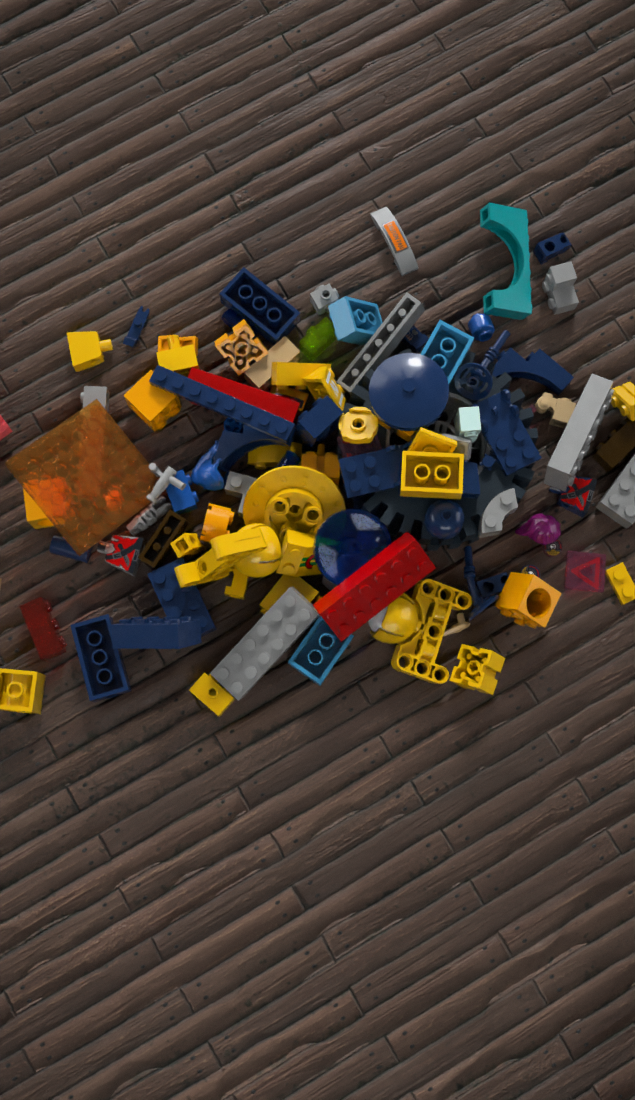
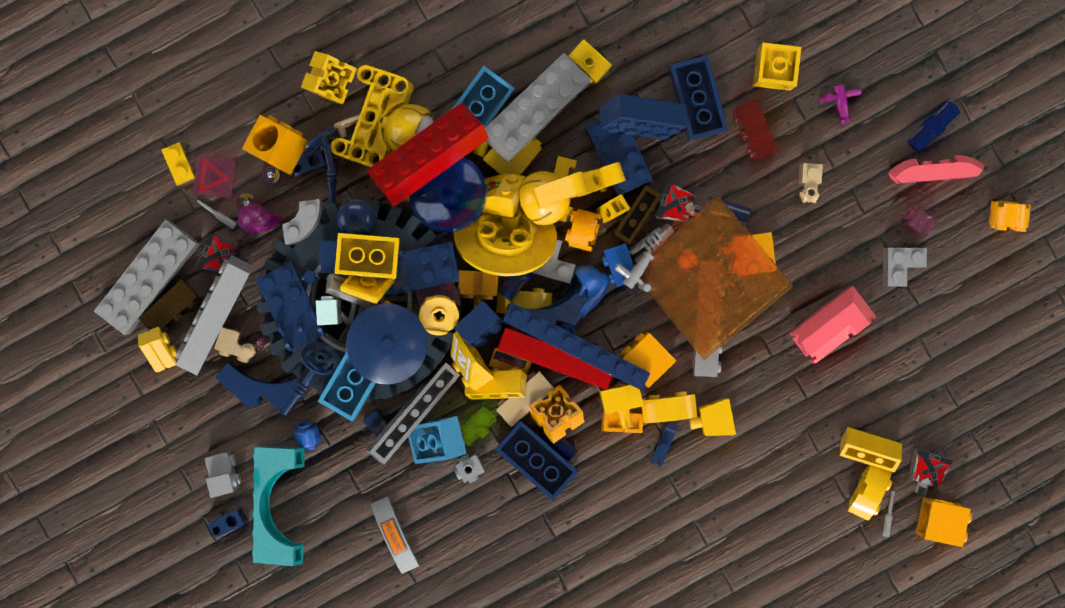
camera: 175 degrees left, 10 degrees up
(131, 357) = (669, 408): none -> yellow brick
(577, 533) = (220, 216): none -> light grey piece

